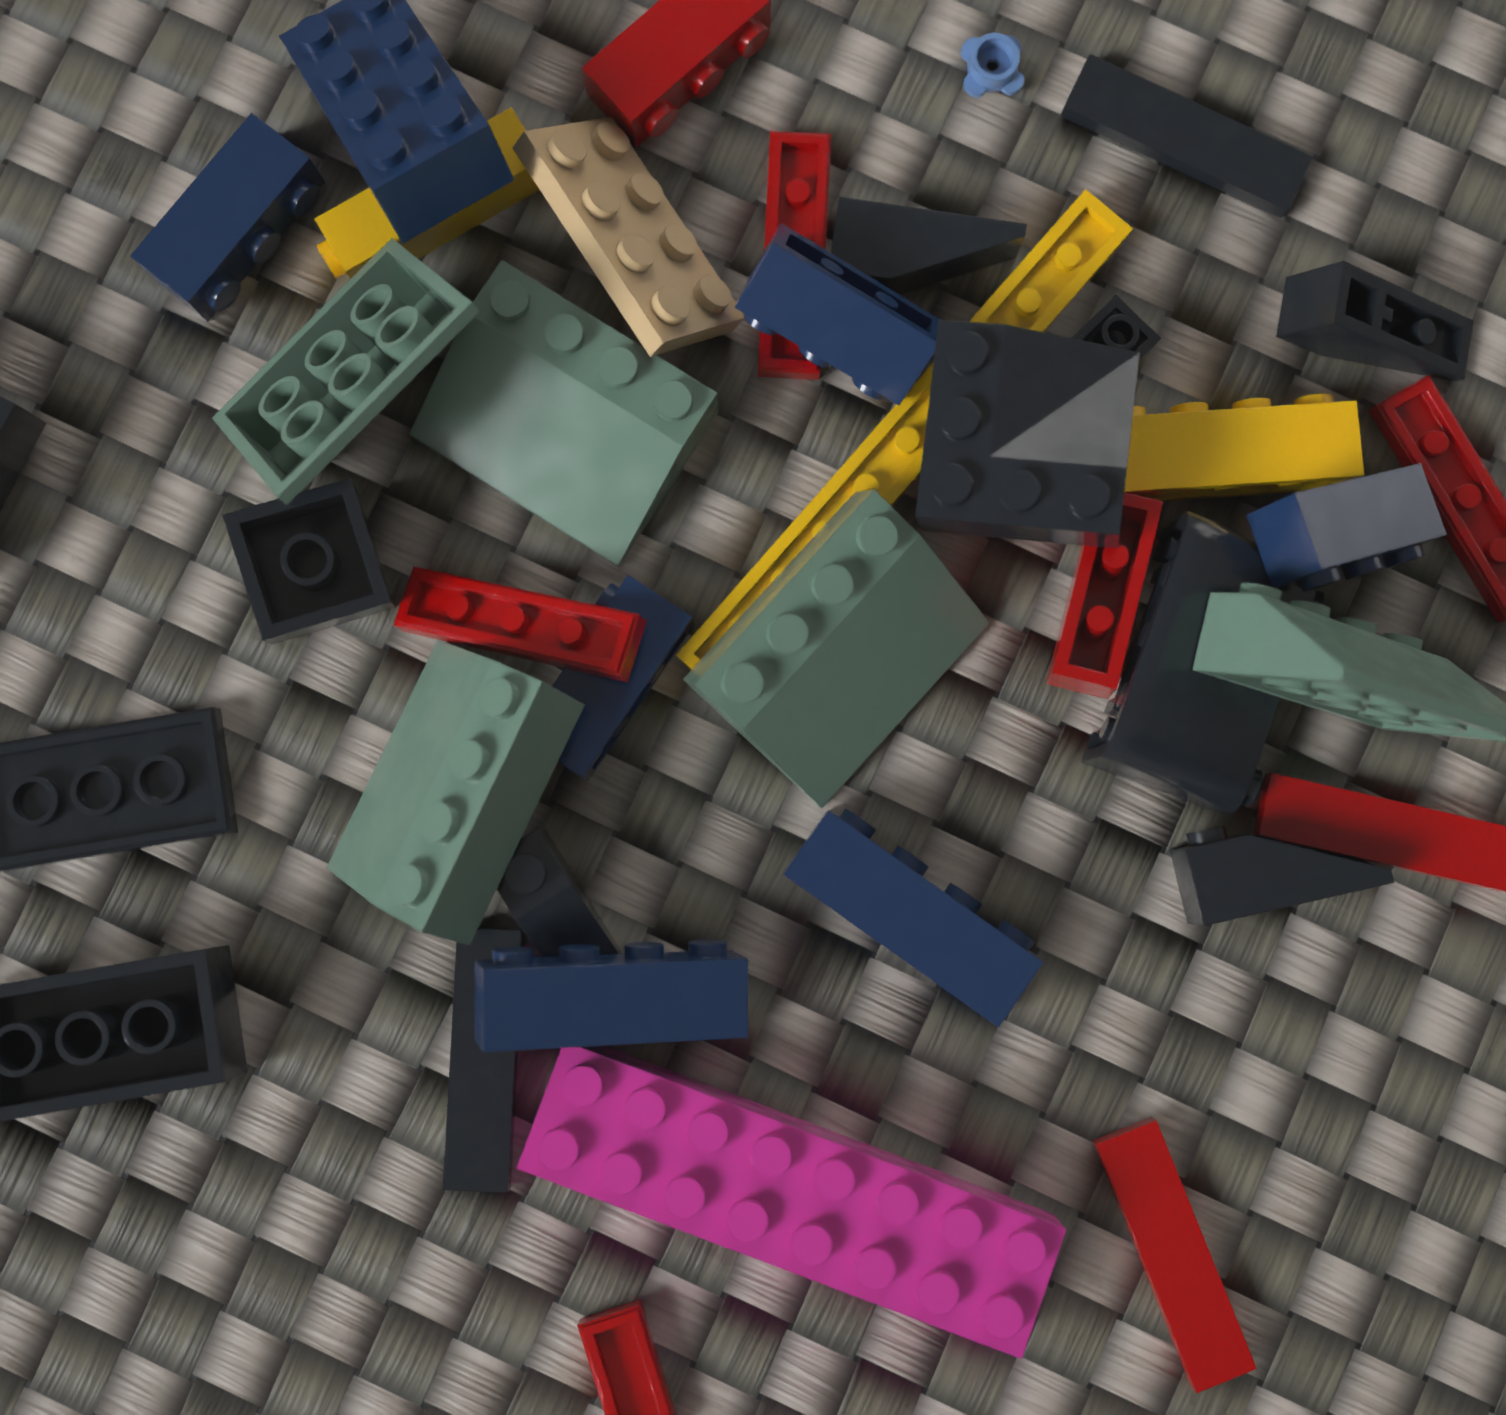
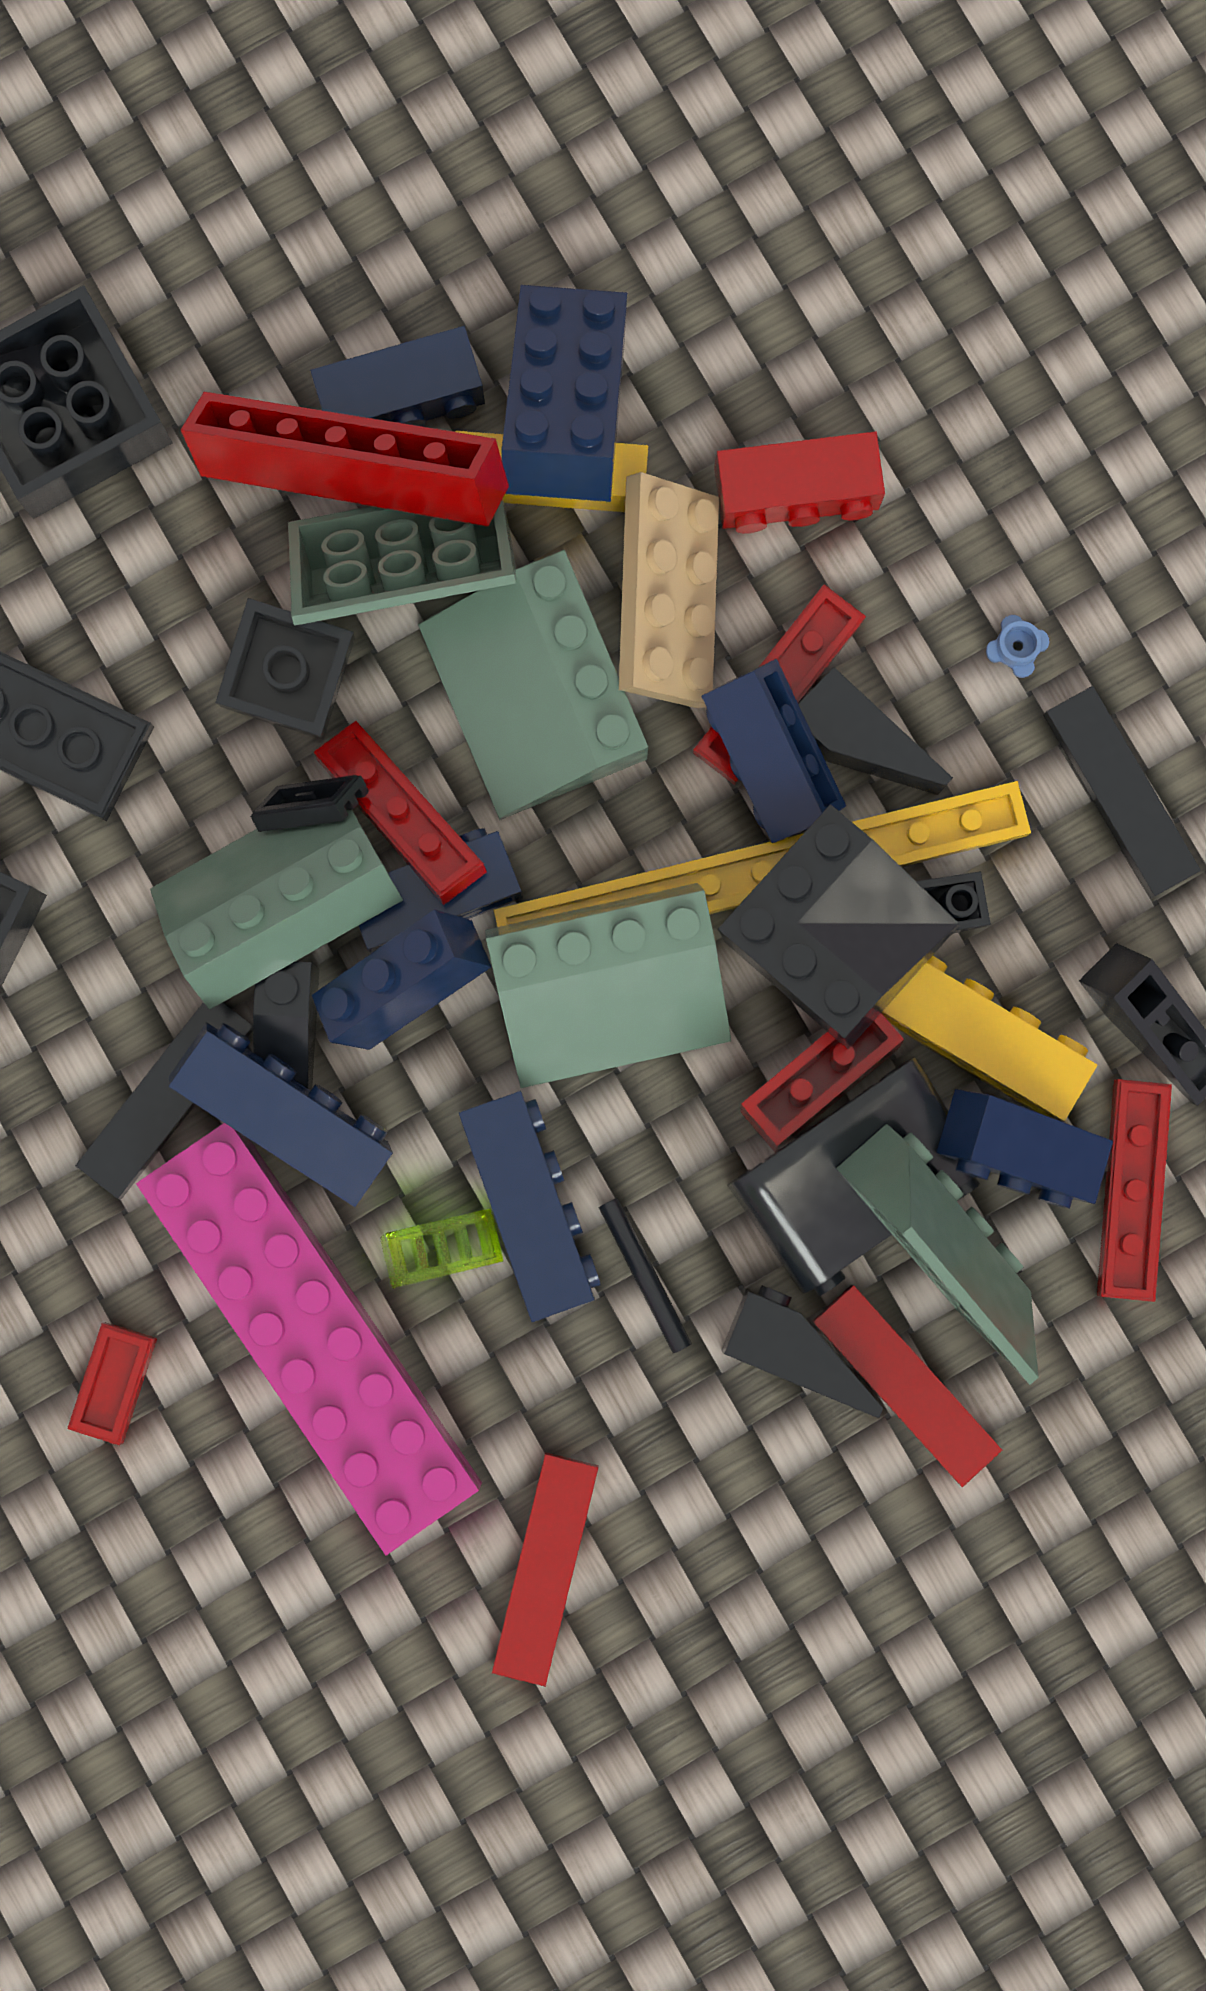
camera: 35 degrees right, 0 degrees up
(225, 311) = (347, 458): none -> red brick
(425, 675) = (309, 803): none -> black tile
(638, 784) = (401, 980): none -> dark blue brick
(818, 1058) = (395, 1259): none -> clear neon green slope
(1067, 903) = (645, 1275): none -> black bar

